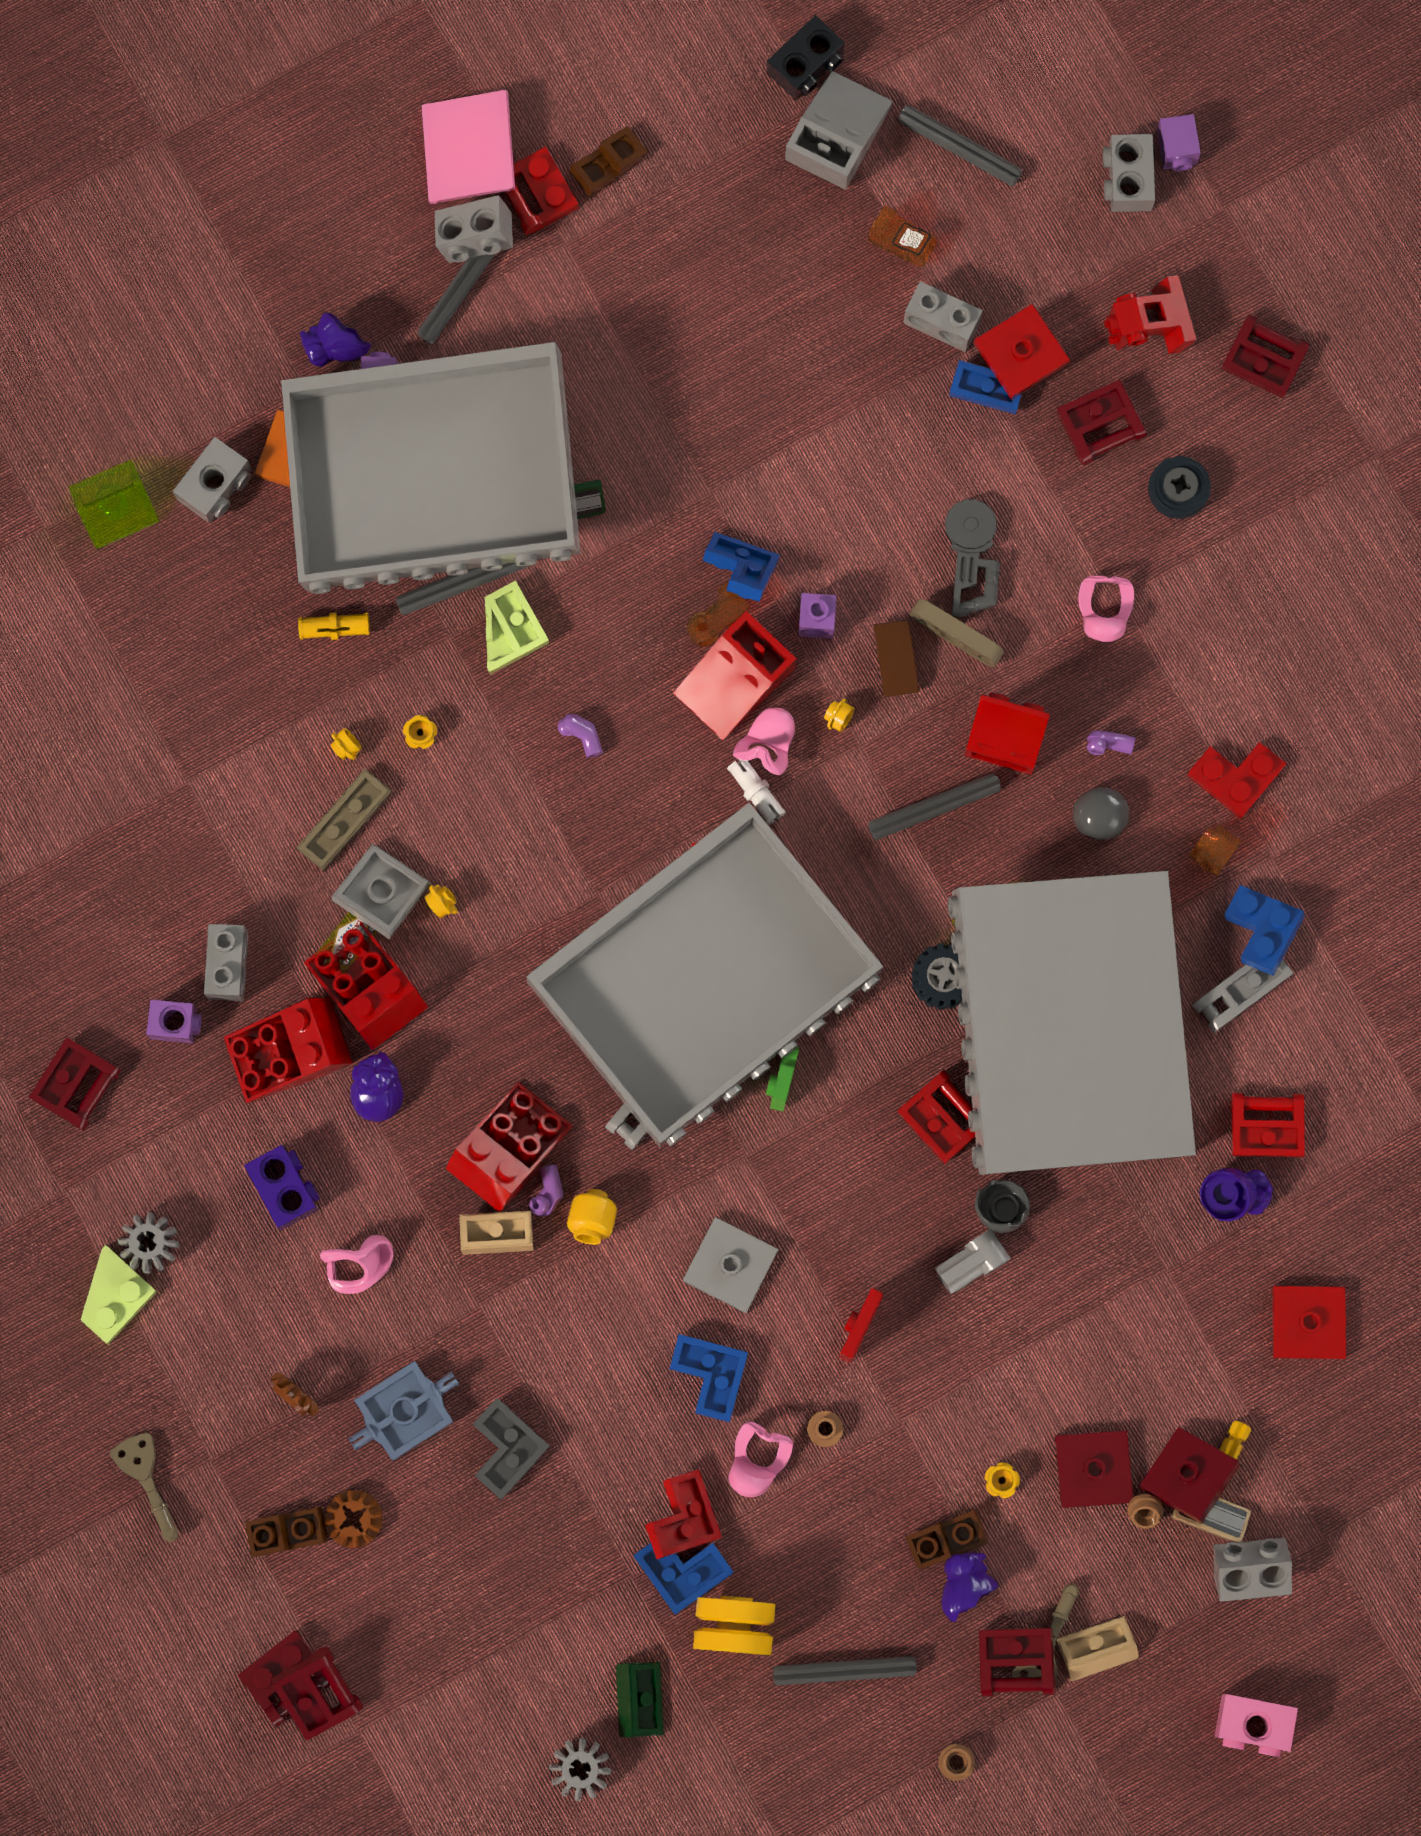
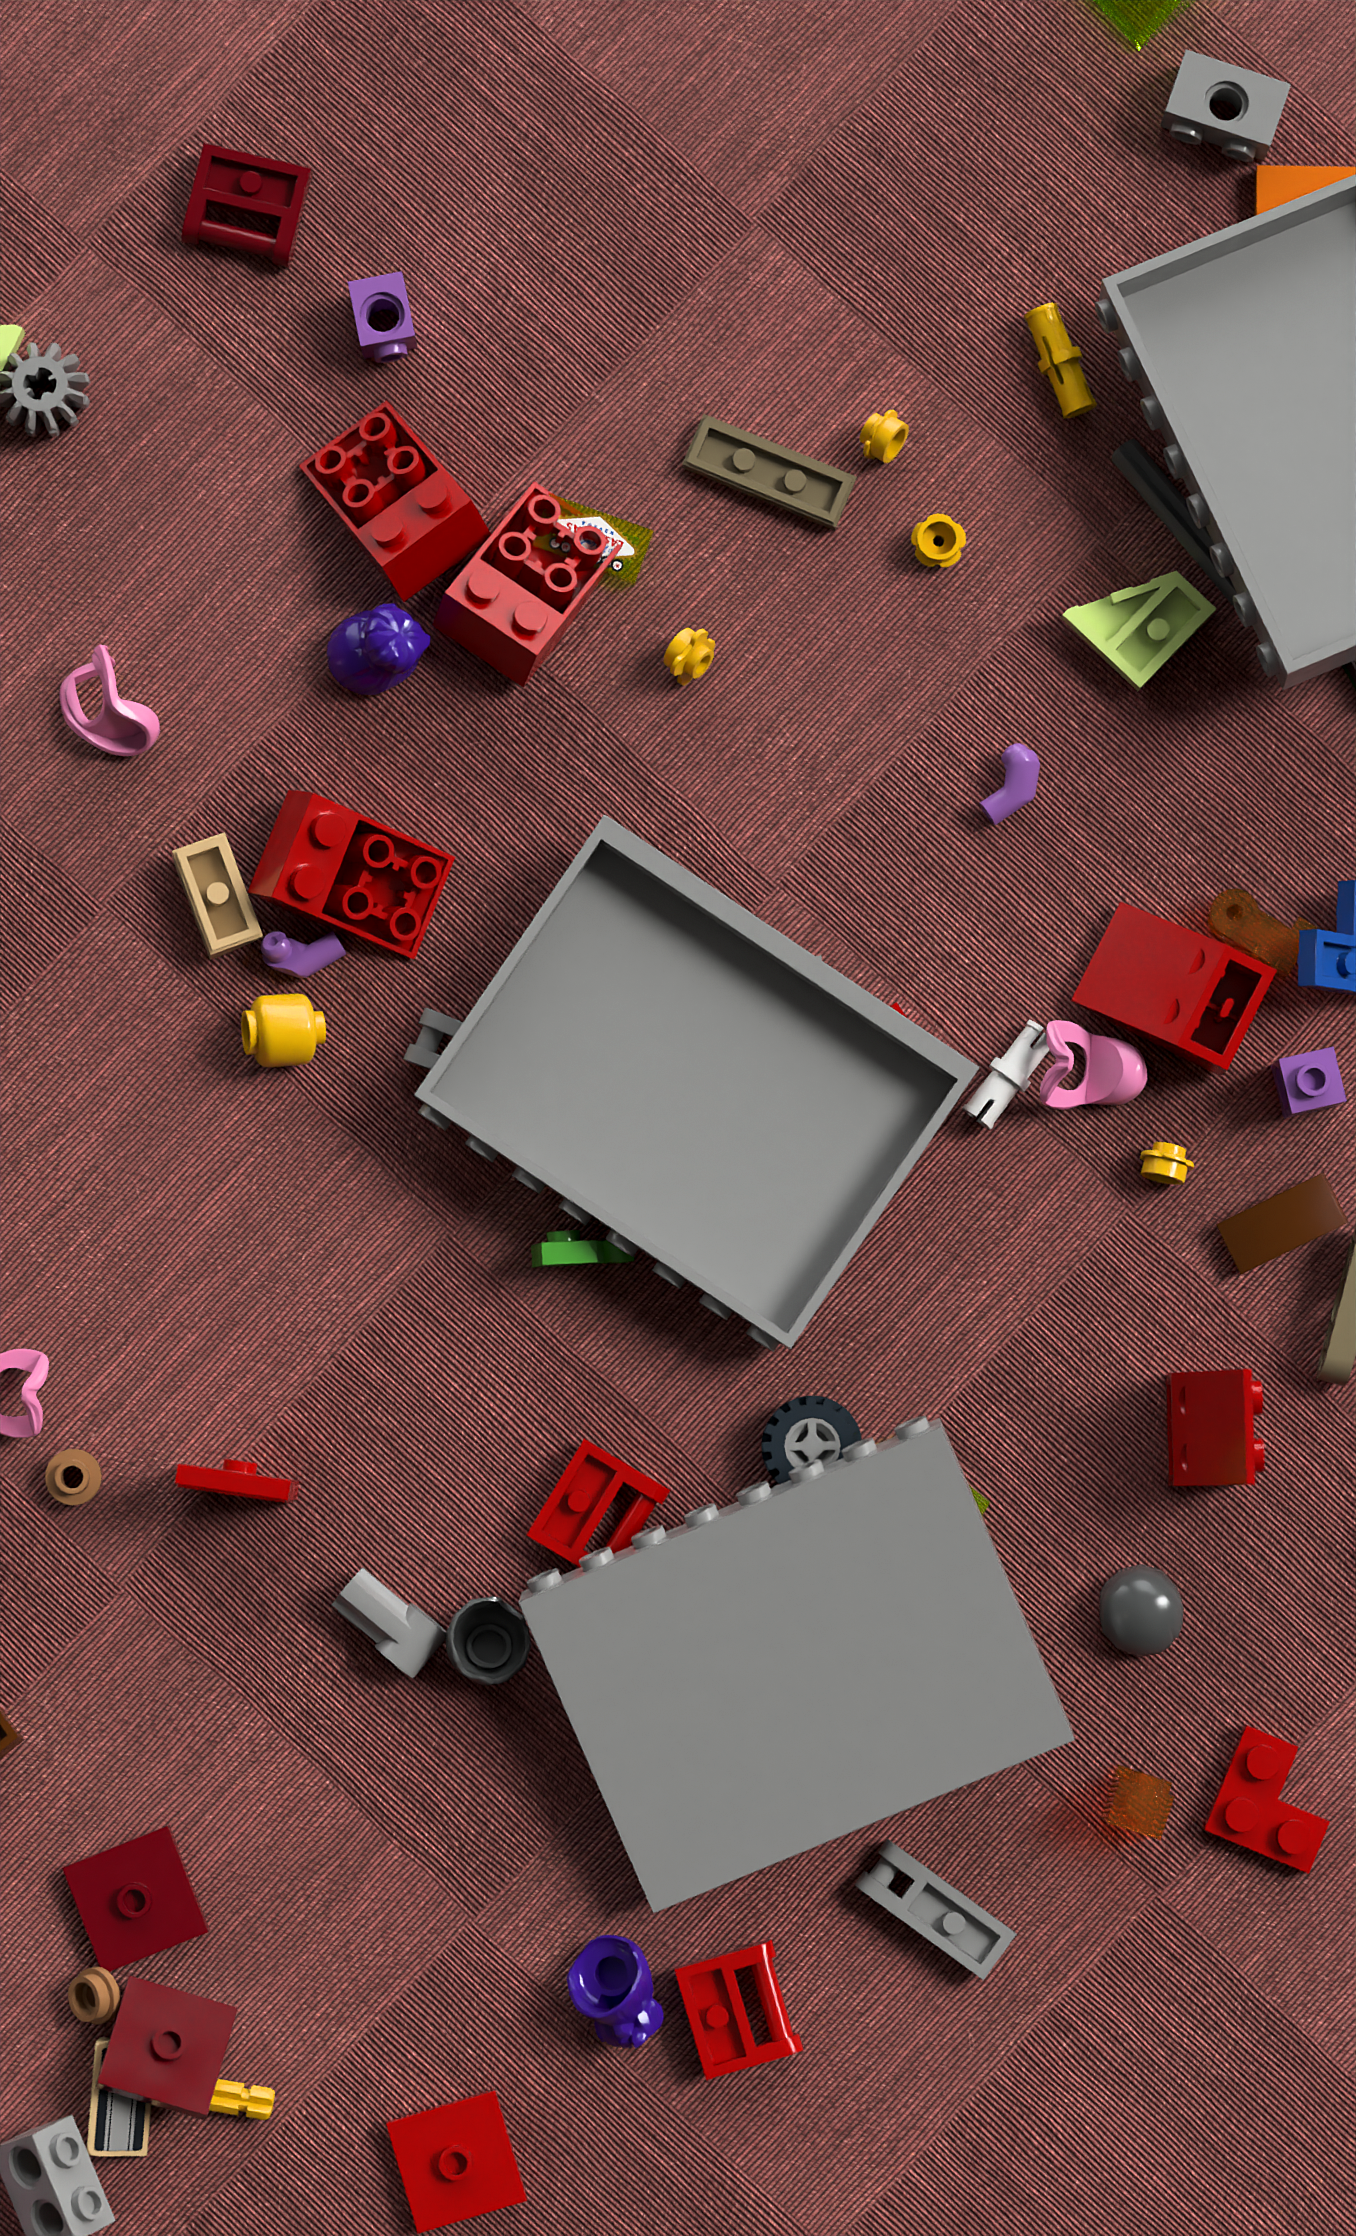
camera: 70 degrees right, 5 degrees up
(226, 962) = (495, 365): light grey brick -> none
(274, 1191) = (174, 548): dark purple brick -> none
(380, 891) = (676, 560): light grey plate -> none
(720, 1369) = (116, 1290): blue plate -> none
(730, 1265) = (275, 1260): light grey plate -> none
(934, 806) = (1071, 1352): dark grey axle -> none
(1011, 1477) = (63, 1773): yellow plate -> none
(1102, 740) = (1259, 1590): medium lavender arm -> none
(1272, 924) = (1047, 1928): blue plate -> none

